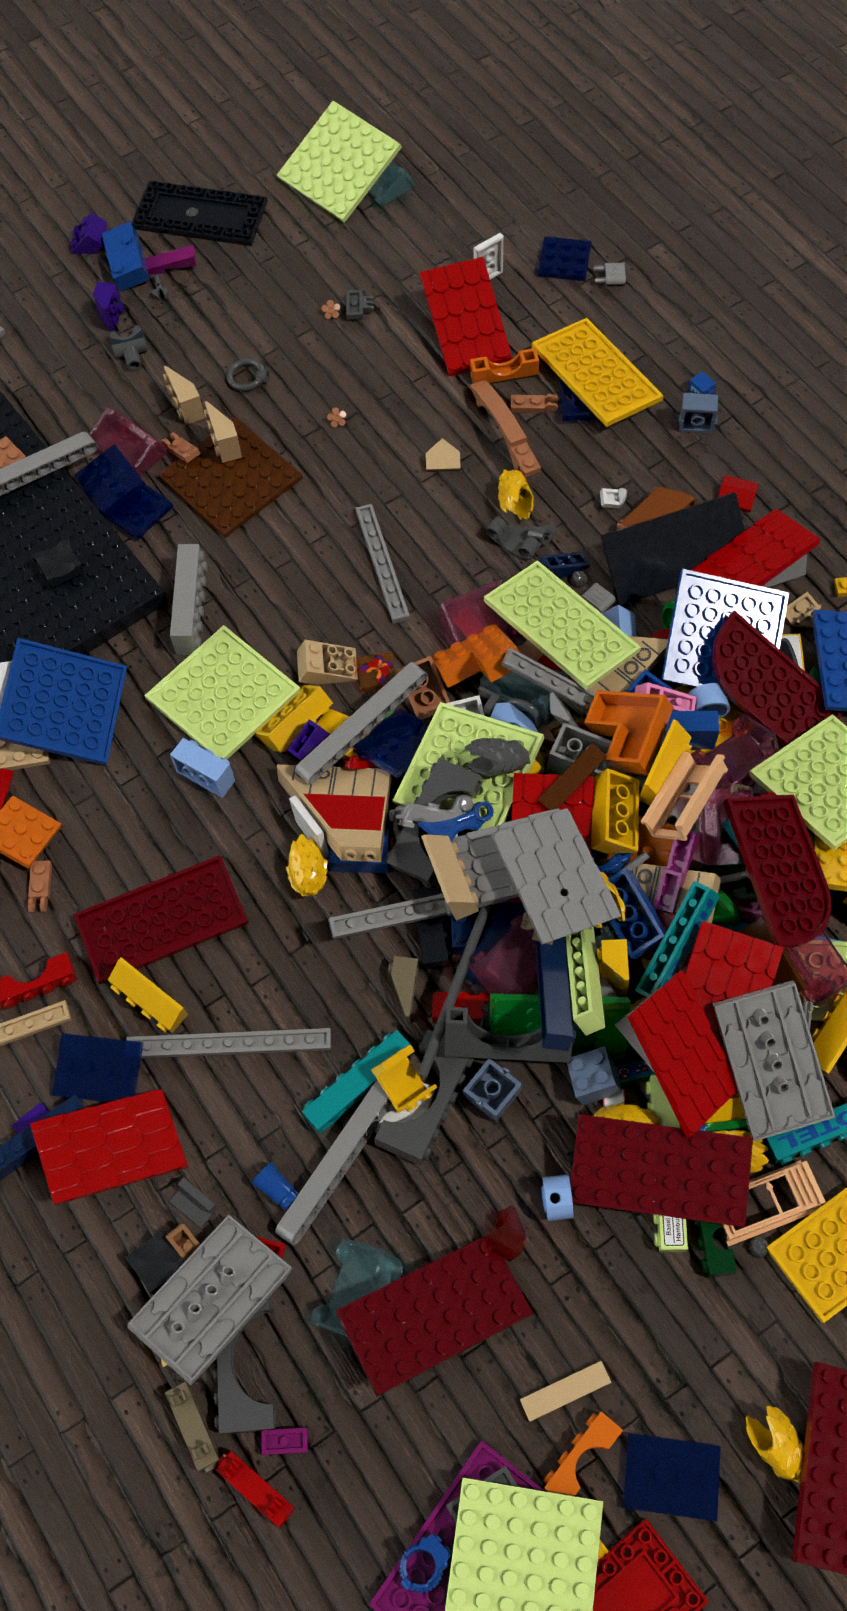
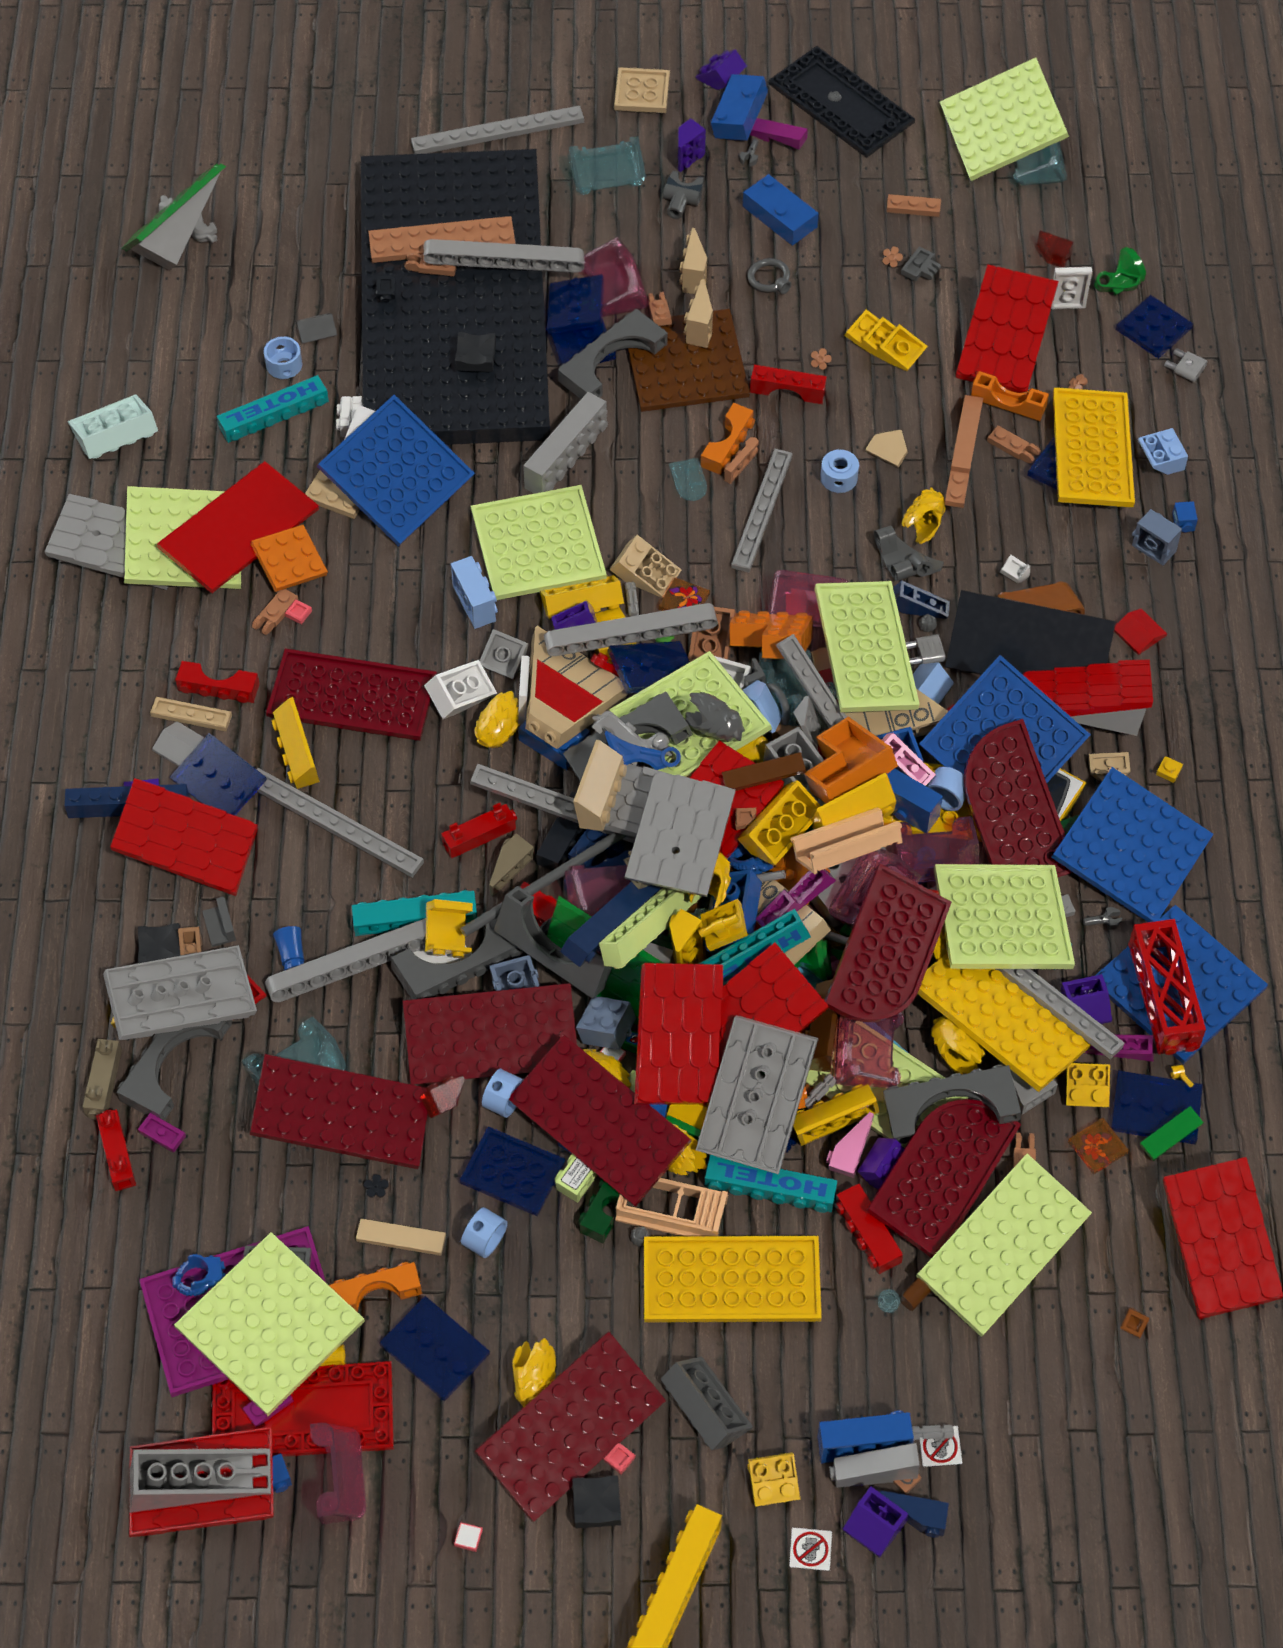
camera: 30 degrees right, 5 degrees down
(36, 283) = (642, 90): none -> tan plate
(37, 1058) = (177, 743): none -> light grey slope
(53, 356) = (607, 166): none -> clear light blue windscreen
(60, 873) = (298, 611): none -> coral tile
(174, 476) = (631, 332): none -> dark grey arch
(217, 318) = (780, 209): none -> blue brick
(252, 858) = (460, 688): none -> white slope
(265, 805) = (503, 654): none -> light grey slope
(305, 570) = (689, 479): none -> clear light blue window
(310, 455) = (807, 385): none -> red arch
(314, 537) = (718, 454): none -> orange arch
(316, 262) = (913, 205): none -> nougat plate
(334, 696) = (632, 601): none -> light grey axle
(336, 531) = (741, 460): none -> nougat hinge
(358, 972) = (479, 830): none -> red brick
(376, 376) = (886, 341): none -> yellow slope
(415, 503) = (831, 474): none -> light blue piece
(448, 239) = (1054, 248): none -> clear red slope
(503, 1152) = (485, 1031): none -> dark red plate
(509, 1357) = (376, 1186): none -> black plant
(518, 227) = (1128, 275): none -> green piece
(544, 329) = (1078, 382): none -> nougat plant
(584, 825) = (744, 817): none -> nougat tile
(614, 1262) = (512, 1171): none -> clear blue plate
(641, 930) = (723, 925): none -> yellow plate
(644, 1349) = (485, 1234): none -> light blue piece
(650, 344) = (1164, 451): none -> light blue slope

